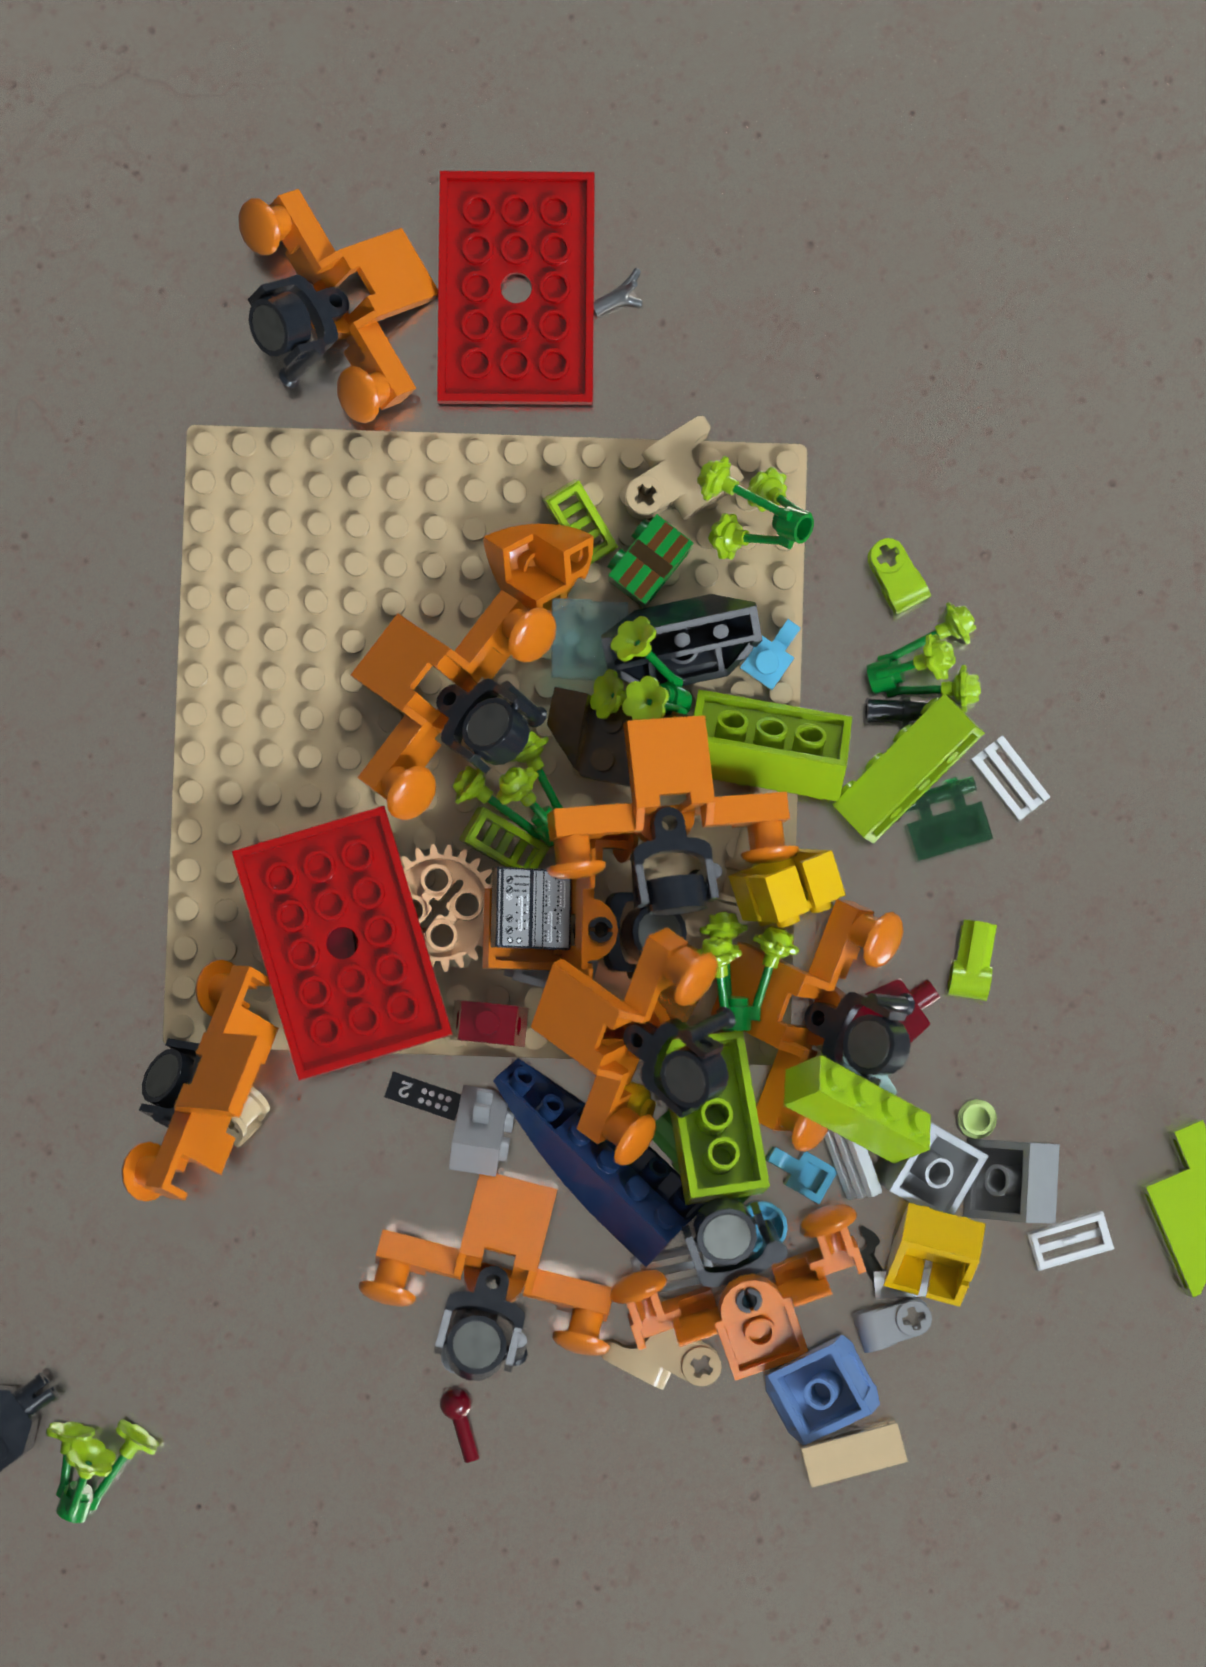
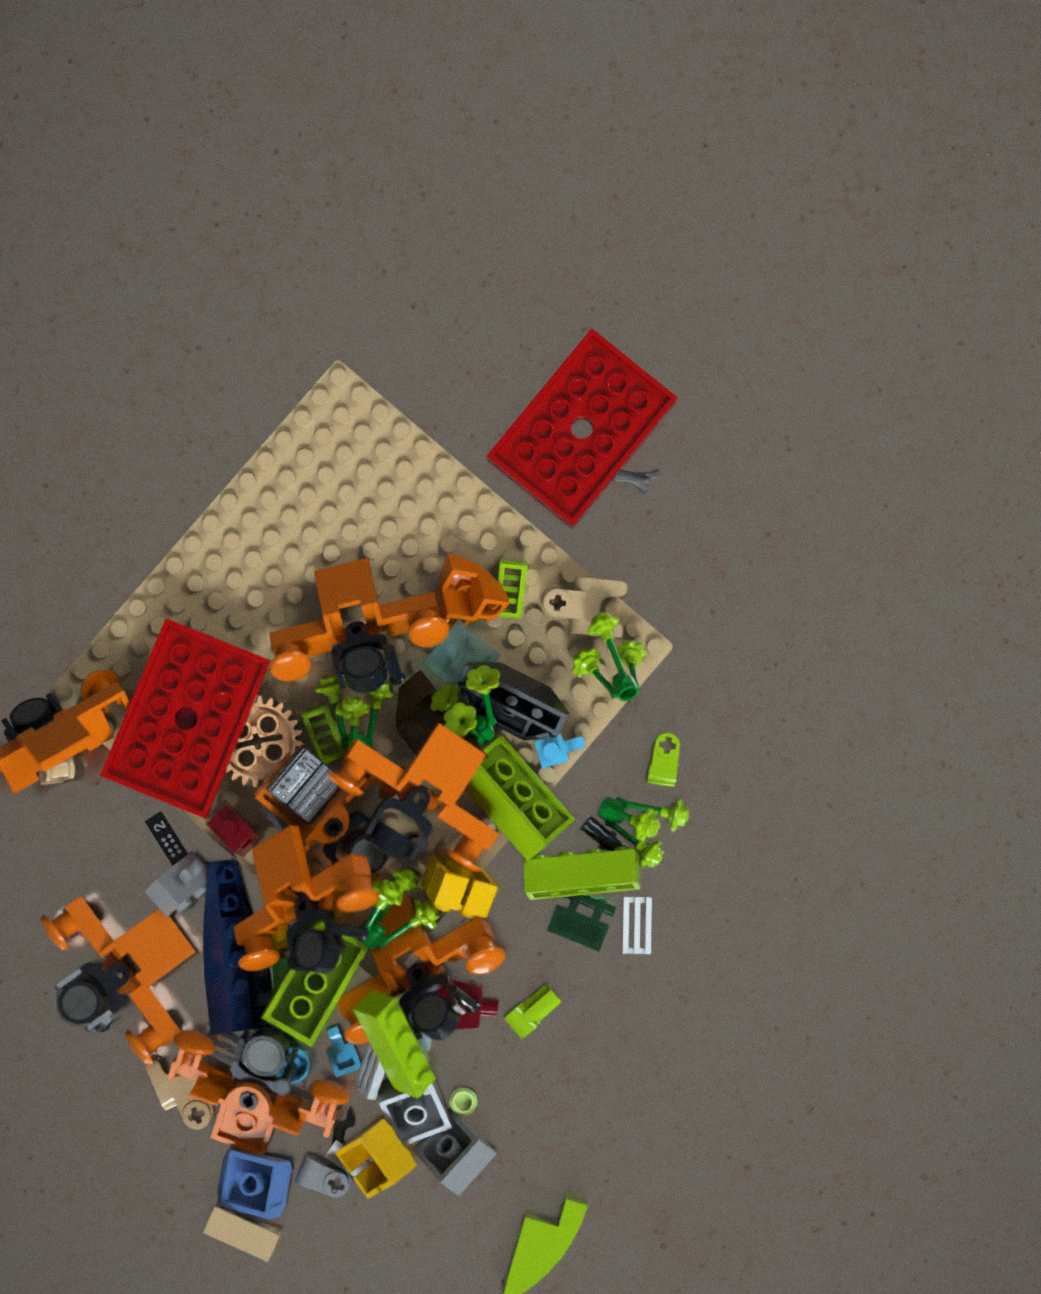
camera: 40 degrees right, 0 degrees up
(290, 307) = (517, 359): orange piece -> none
(456, 1404) = (44, 1025): dark red bar -> none
(649, 560) = (531, 640): brick -> none
(1037, 1249) = (465, 1201): white tile -> none

